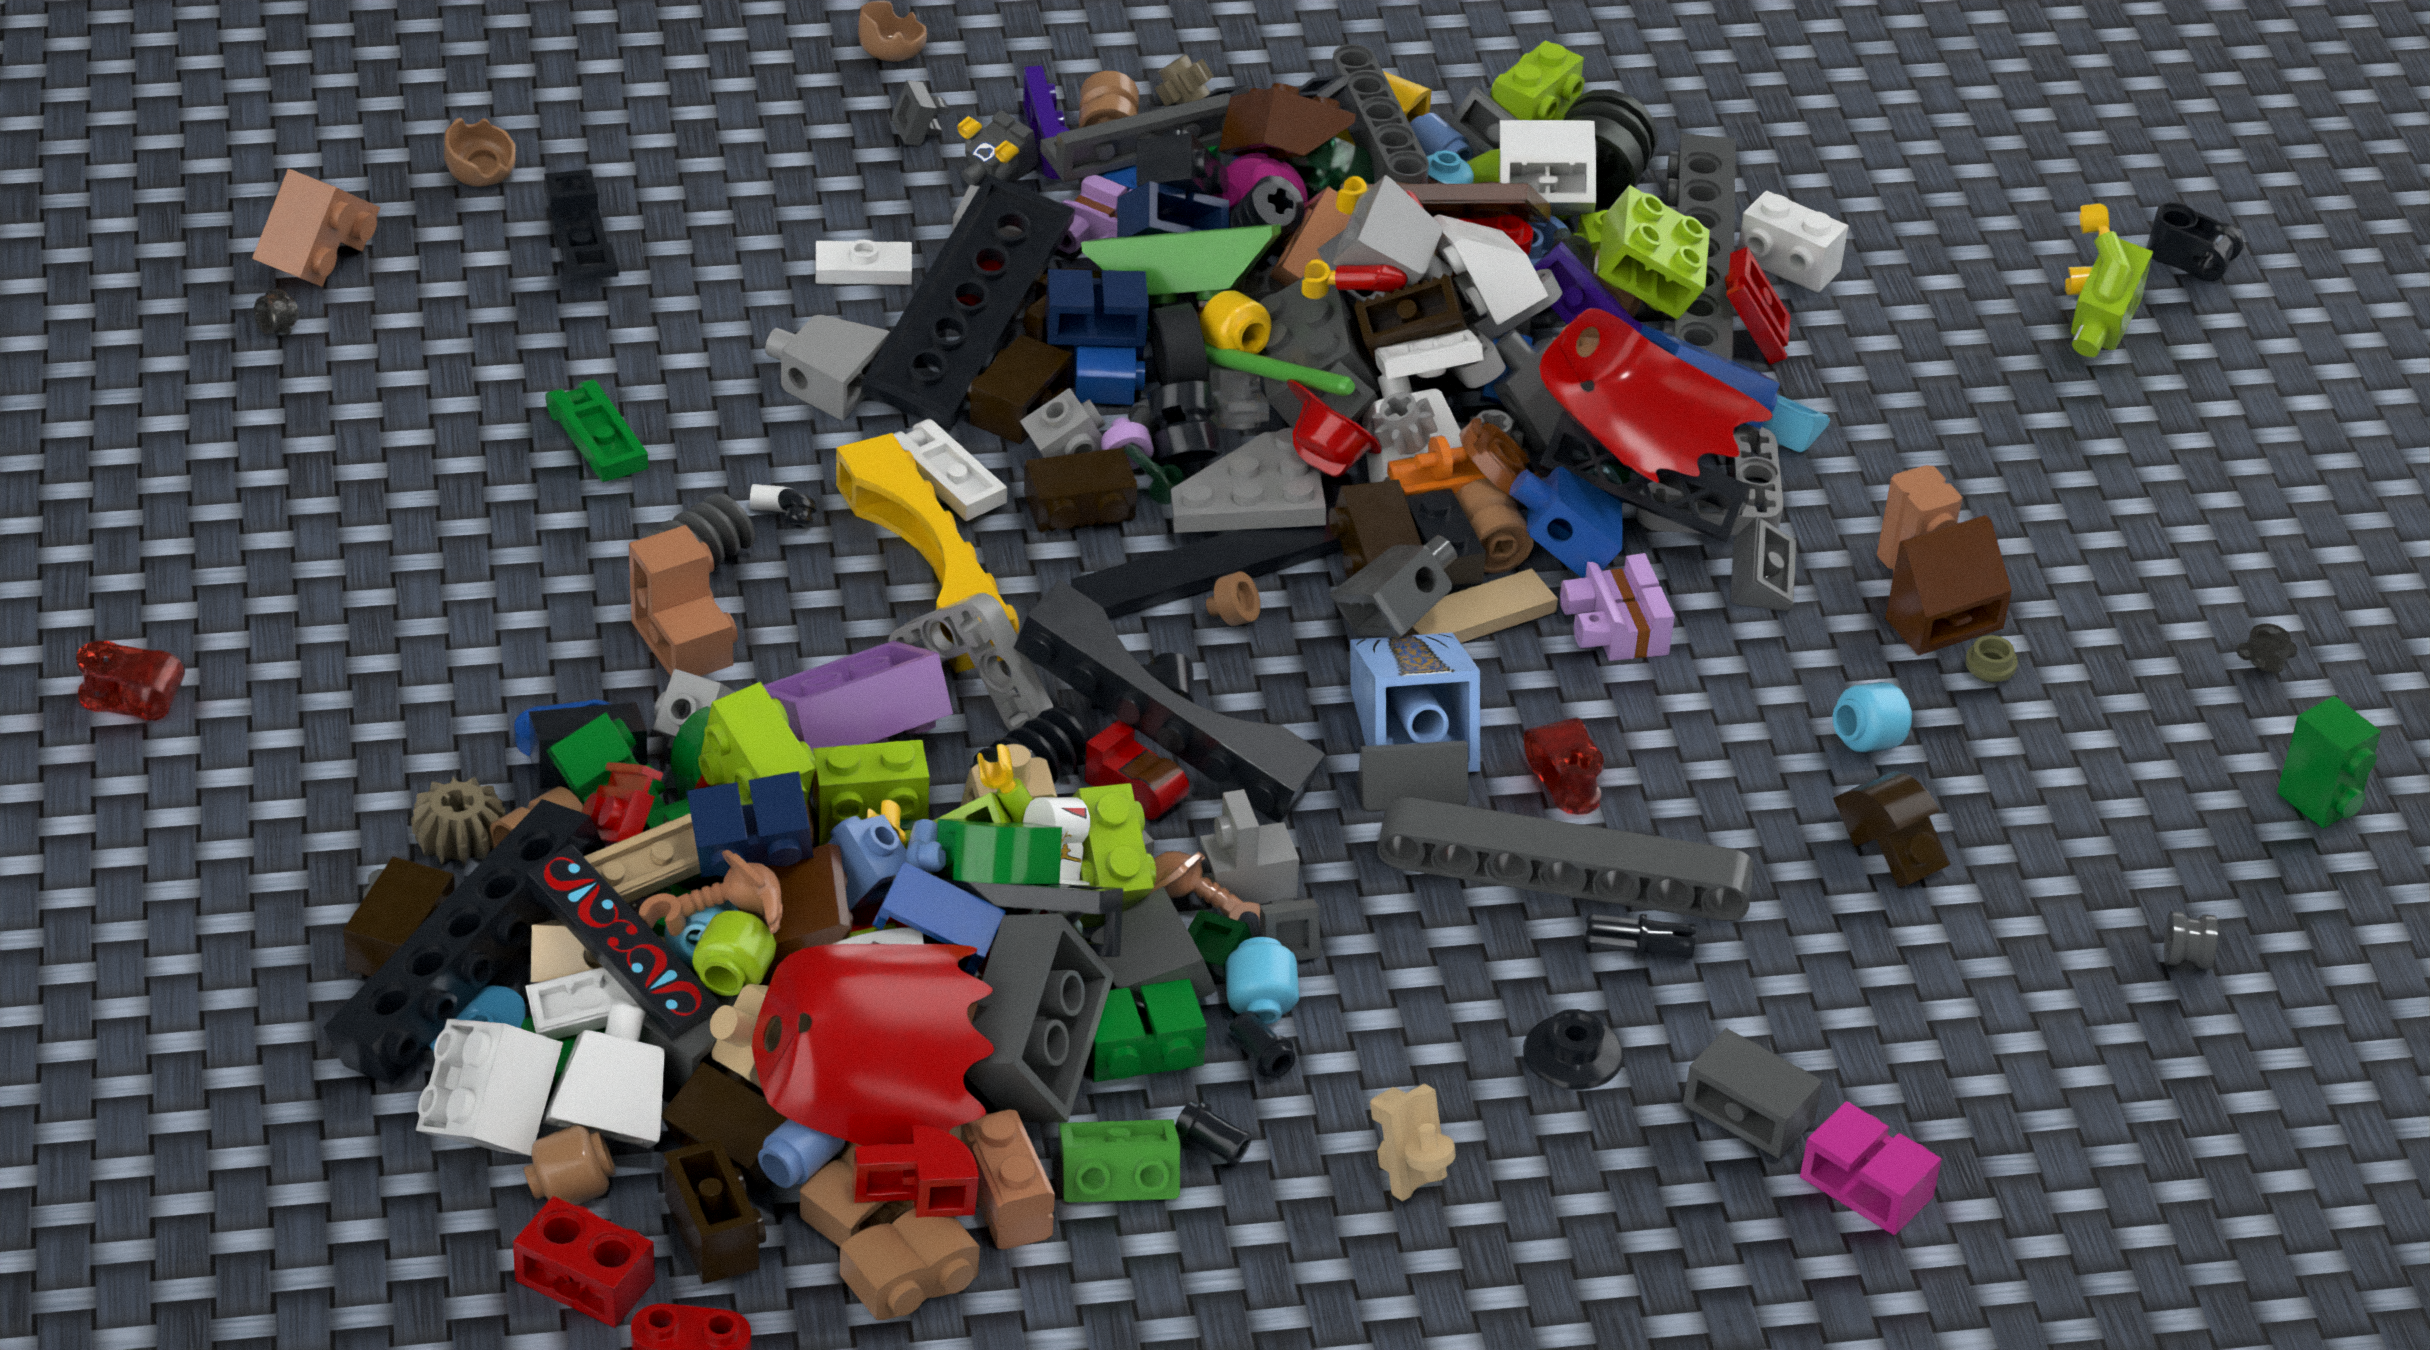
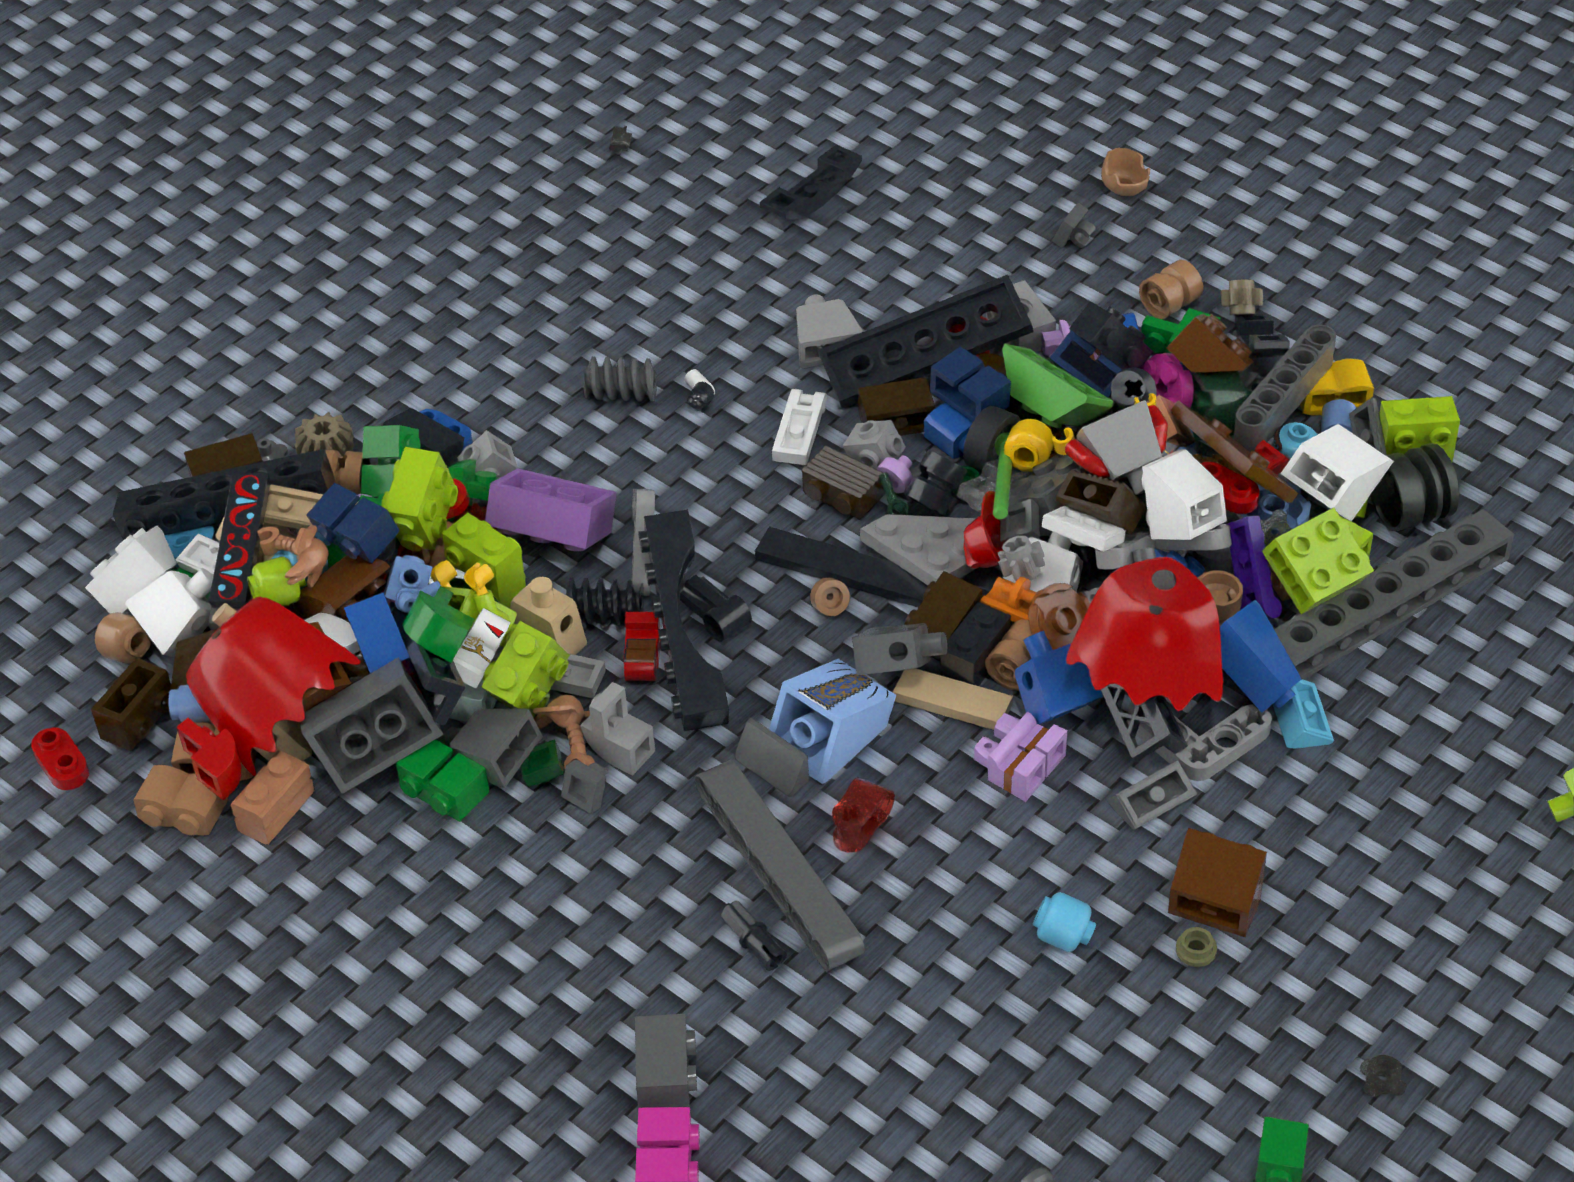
camera: 55 degrees right, 5 degrees up
(131, 682) = (299, 274): clear red piece -> none
(309, 226) = (685, 98): nougat brick -> none
(478, 153) = (821, 113): medium nougat hair -> none
(584, 1261) = (65, 685): red brick -> none
(598, 430) = (669, 293): green plate -> none
(623, 804) = (356, 475): red plate -> none
(675, 603) = (559, 404): nougat brick -> none
(863, 262) = (925, 286): white plate -> none
(887, 489) = (754, 411): yellow arch -> none
(1000, 149) = (1082, 274): dark grey piece -> none
(1041, 111) = (1134, 270): dark purple plate -> none
(1114, 142) = (1139, 307): dark grey fence -> none
(1119, 1160) = (340, 830): bright green bracket -> none
(1212, 1132) = (398, 848): black pin -> none
(1262, 979) = (532, 799): medium azure head -> none
(1270, 1053) = (484, 839): black pin -> none
(1413, 1142) = (457, 935): tan hips -> none
(1573, 1050) = (639, 977): black piece -> none
(1758, 305) = (1368, 640): red plate -> none
(1793, 241) = (1463, 619): white brick -> none
(1896, 814) = (971, 989): dark brown brick -> none
(1914, 506) = (1256, 821): nougat brick -> none

